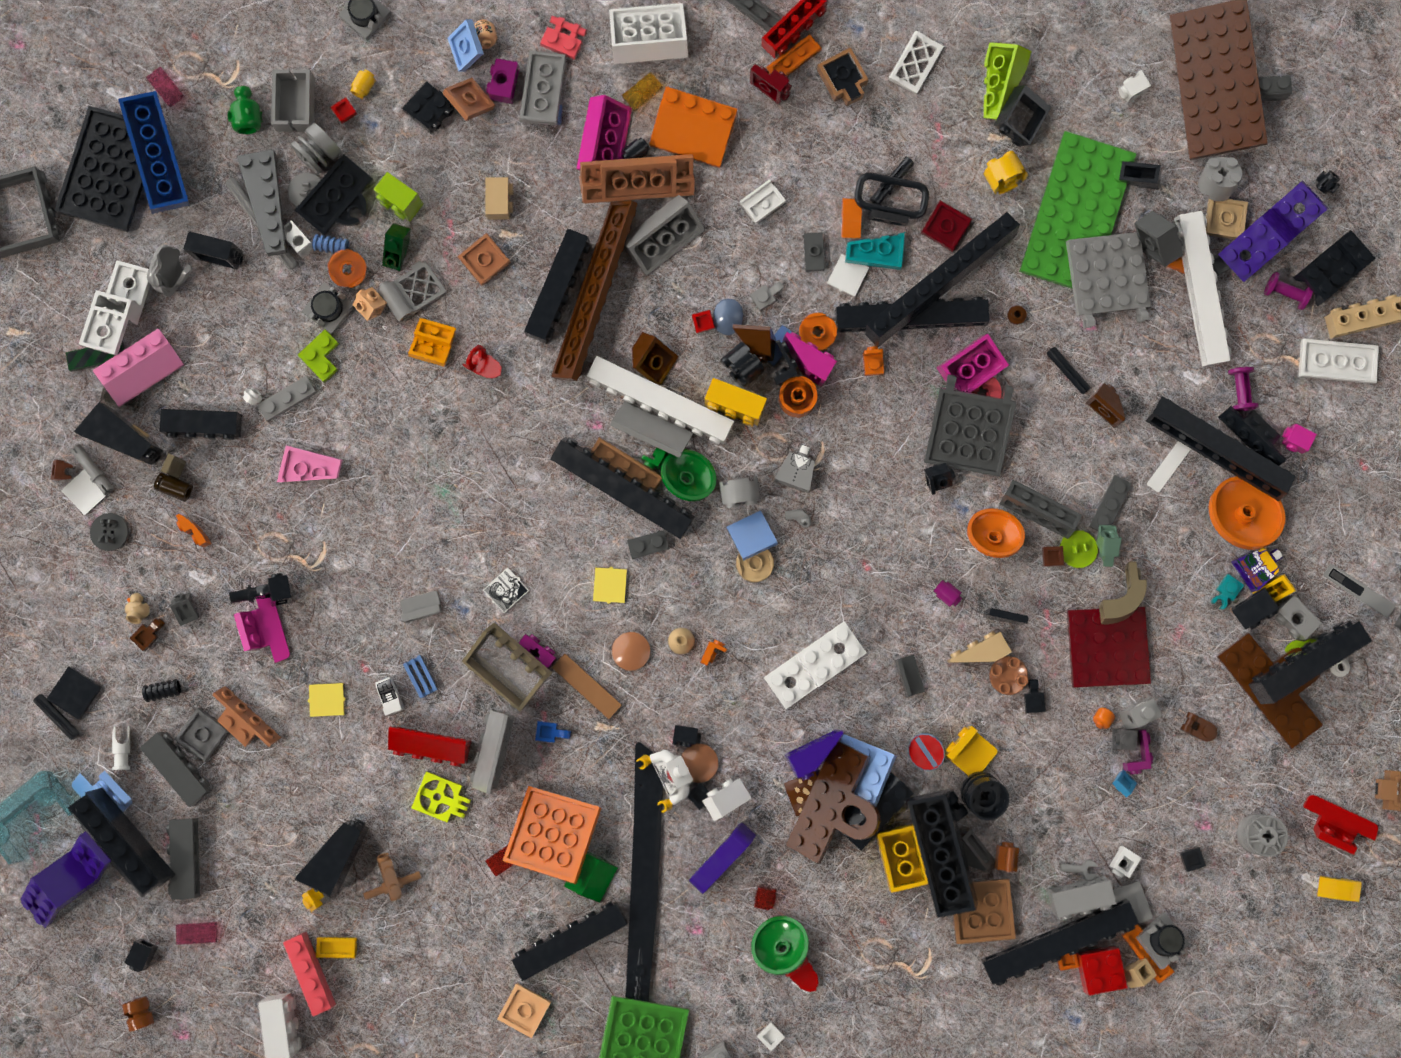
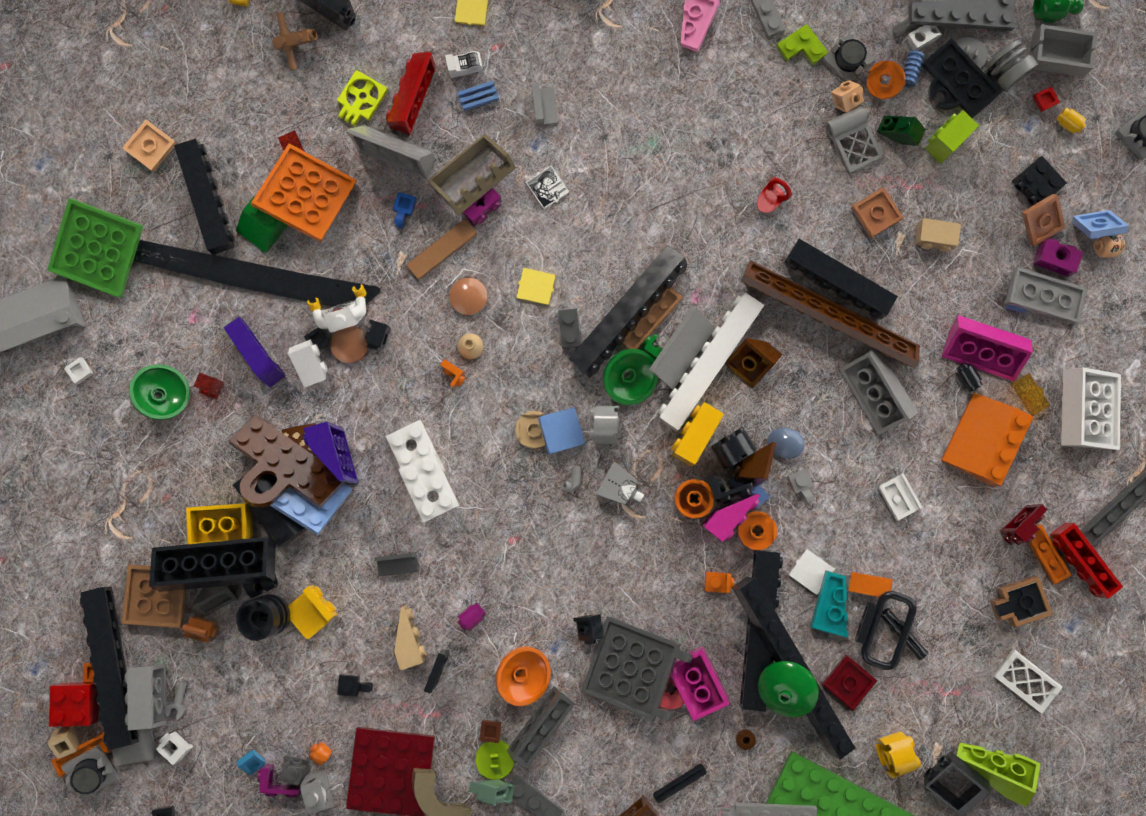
camera: 95 degrees right, 0 degrees up
(432, 342) = (801, 152): light orange slope -> none
(562, 43) = (1091, 320): coral plate -> none
(636, 178) = (940, 372): nougat slope -> none
(703, 321) = (784, 417): red plate -> none
(805, 977) = (126, 413): red piece -> none
(814, 252) = (840, 540): dark grey plate -> none
(926, 751) = (318, 567): red piece -> none
(956, 280) = (789, 680): none -> green dish
(1008, 675) = (379, 664): nougat dish -> none

